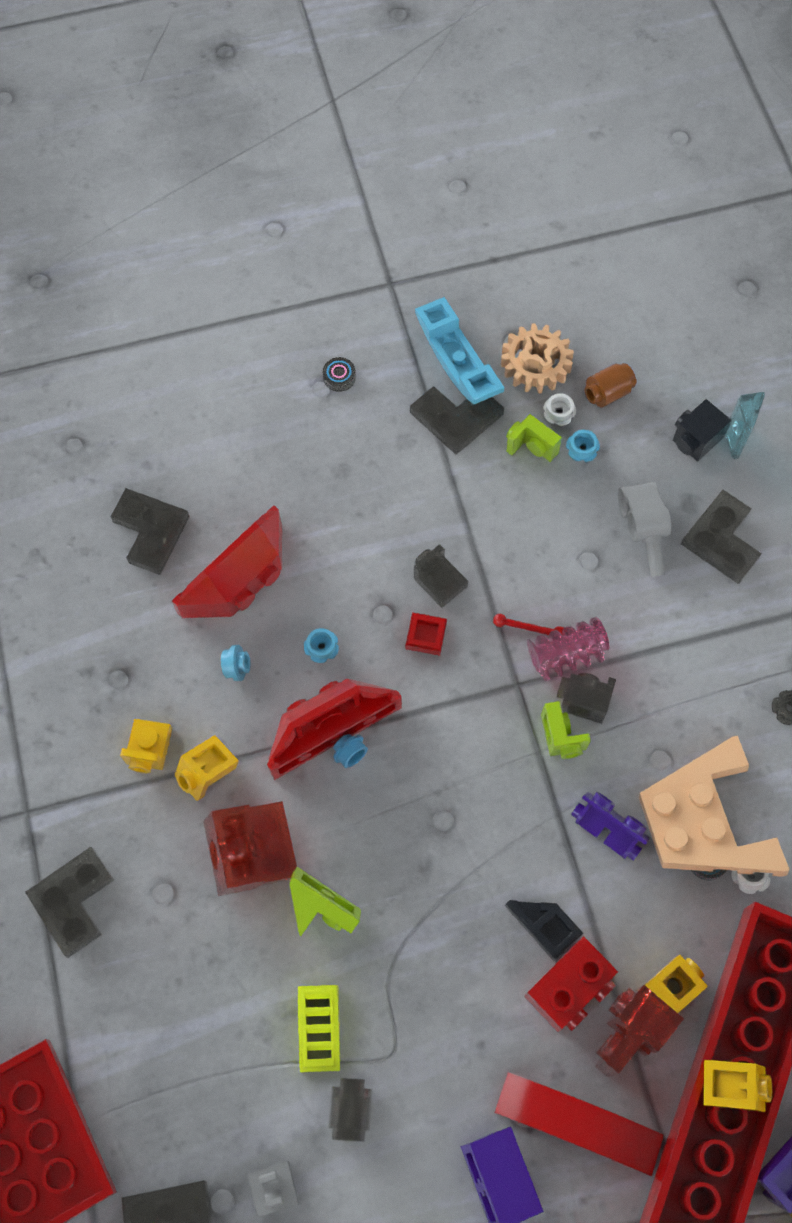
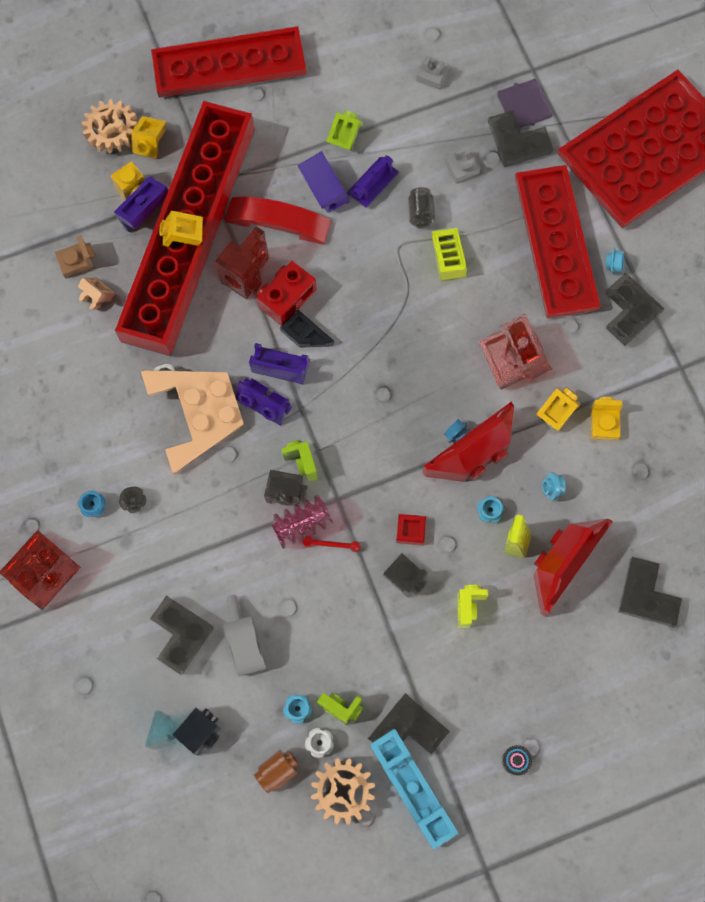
camera: 175 degrees right, 5 degrees up
(74, 981) = (615, 261): none -> medium azure plate
(152, 1032) = (557, 242): none -> red plate
(296, 599) = (518, 538): none -> neon yellow slope
(312, 897) = (459, 323): lime slope -> none
(368, 539) = (466, 609): none -> neon yellow bracket
(421, 1174) = (373, 181): none -> dark purple hinge
(586, 876) = (279, 364): none -> dark purple hinge
(688, 976) = (216, 291): yellow brick -> none

